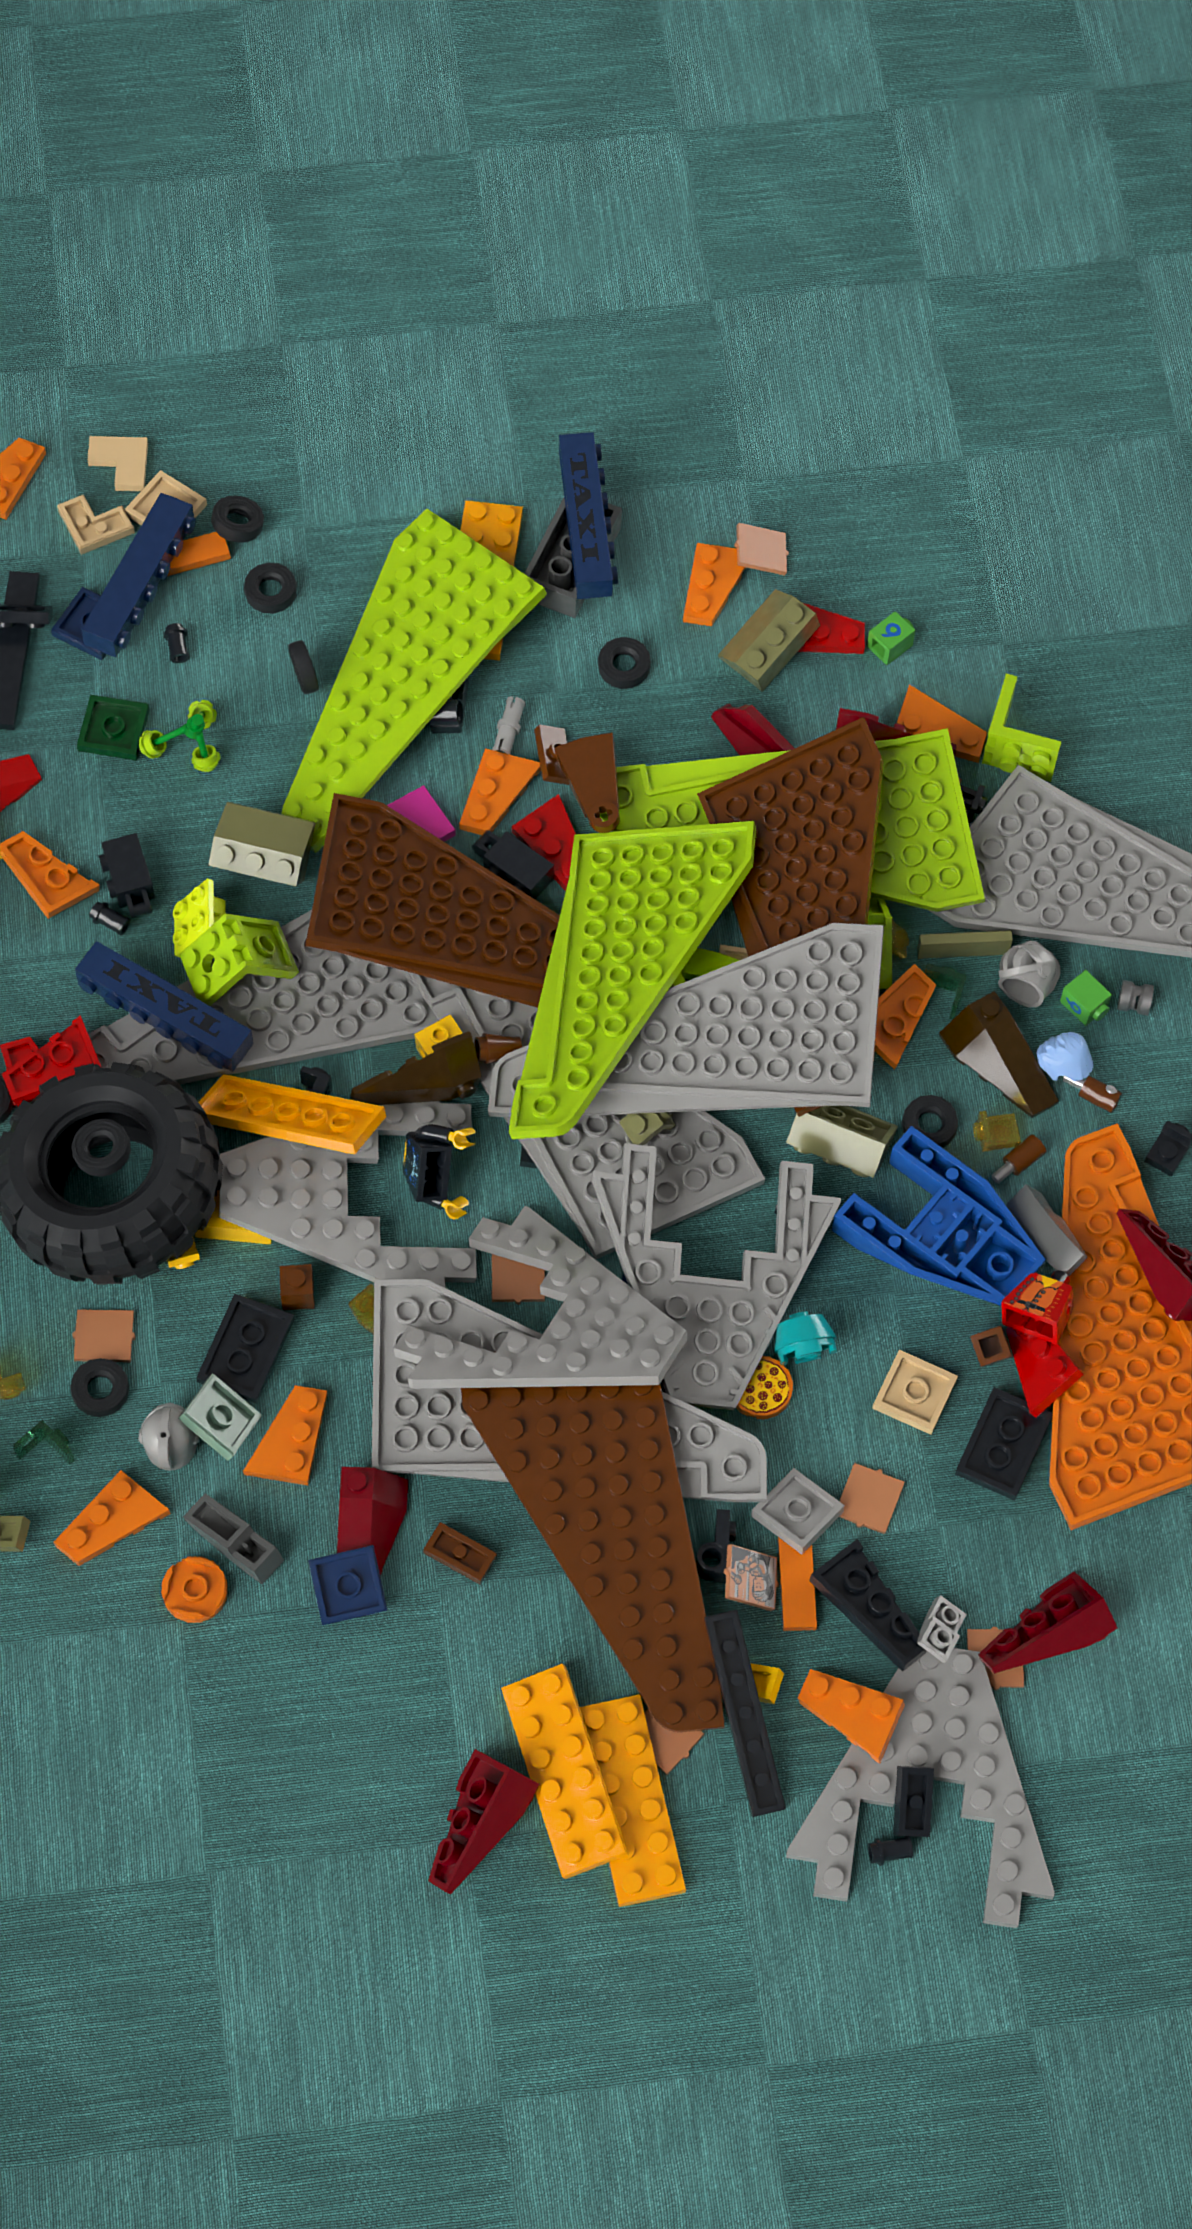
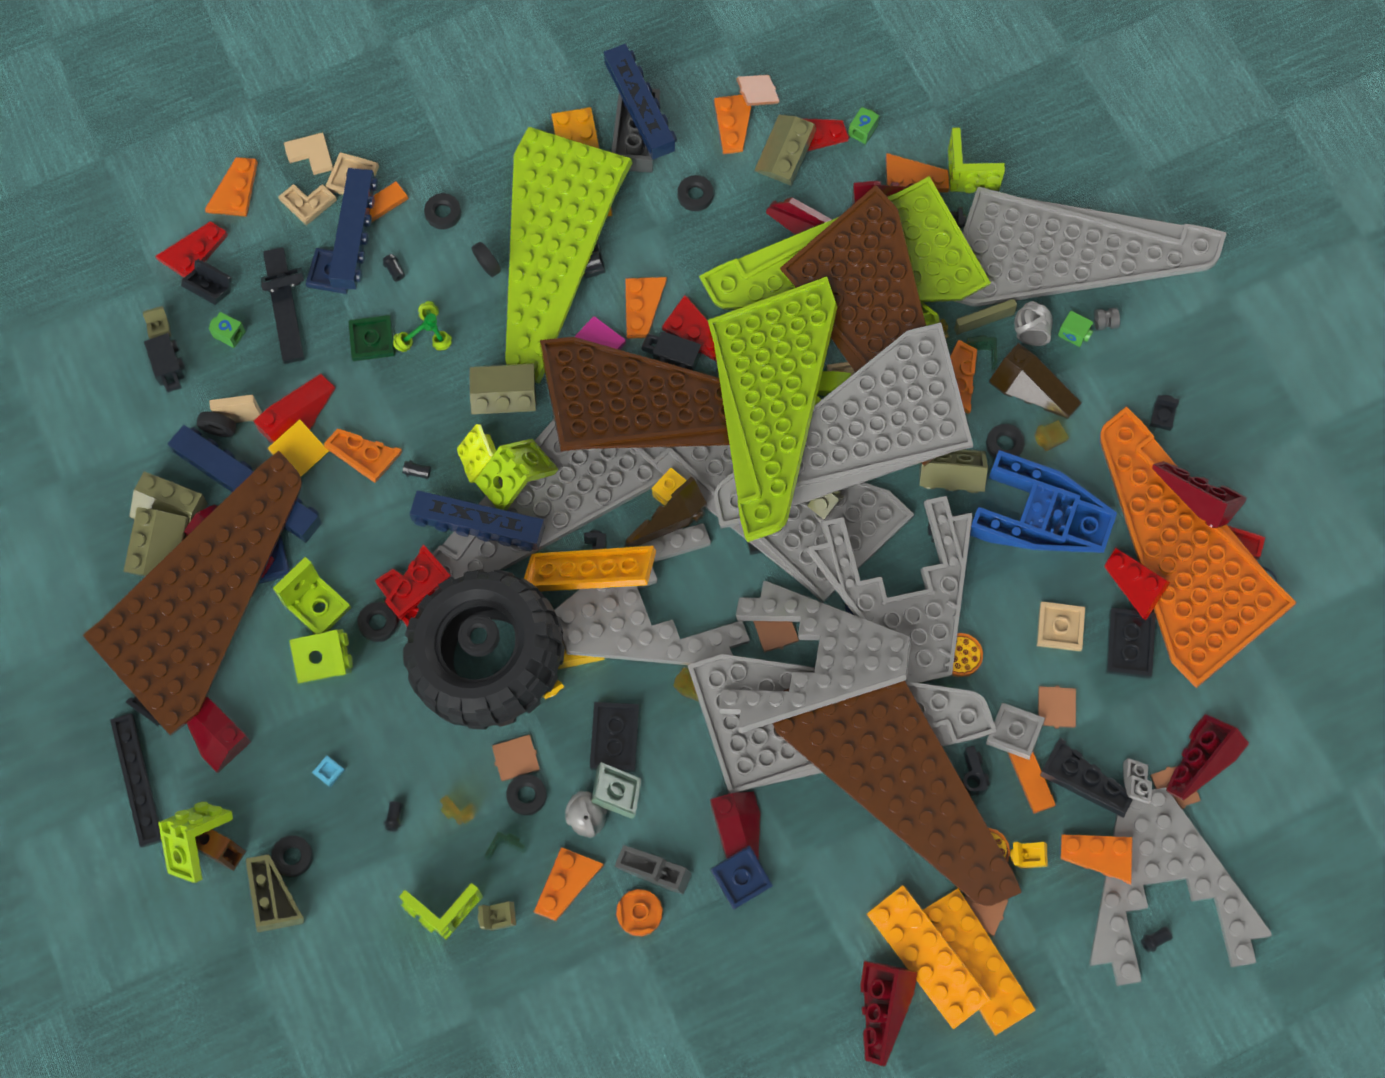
camera: 15 degrees left, 5 degrees up
(128, 874) = (419, 436): black brick -> none
(233, 531) = (404, 180): black tyre -> none
(291, 1440) = (666, 791): orange wing -> none
(297, 1287) = (634, 684): reddish brown brick -> none
(428, 1165) = (692, 573): black torso -> none
(460, 1553) = (806, 831): reddish brown plate -> none
(493, 1047) = (710, 480): reddish brown cone -> none
(509, 725) = (635, 258): light grey pin -> none
(546, 739) = (672, 269): reddish brown plate -> none
(592, 775) = (705, 276): reddish brown piece -> none
(744, 1713) = (1032, 879): black tile -> none
(751, 1577) = (1002, 786): piece -> none
(804, 1338) = (980, 614): teal cone -> none
(913, 1801) = (1161, 902): black plate -> none
(991, 1346) = (1101, 581): reddish brown brick -> none
(1020, 1158) = (1072, 448): reddish brown piece -> none
(1040, 1306) = (1125, 545): red torso -> none
(1047, 1230) = (1110, 493): dark grey slope -> none
(1065, 1056) = (1077, 372): light blue hair -> none
(1097, 1092) = (1103, 389): reddish brown piece -> none

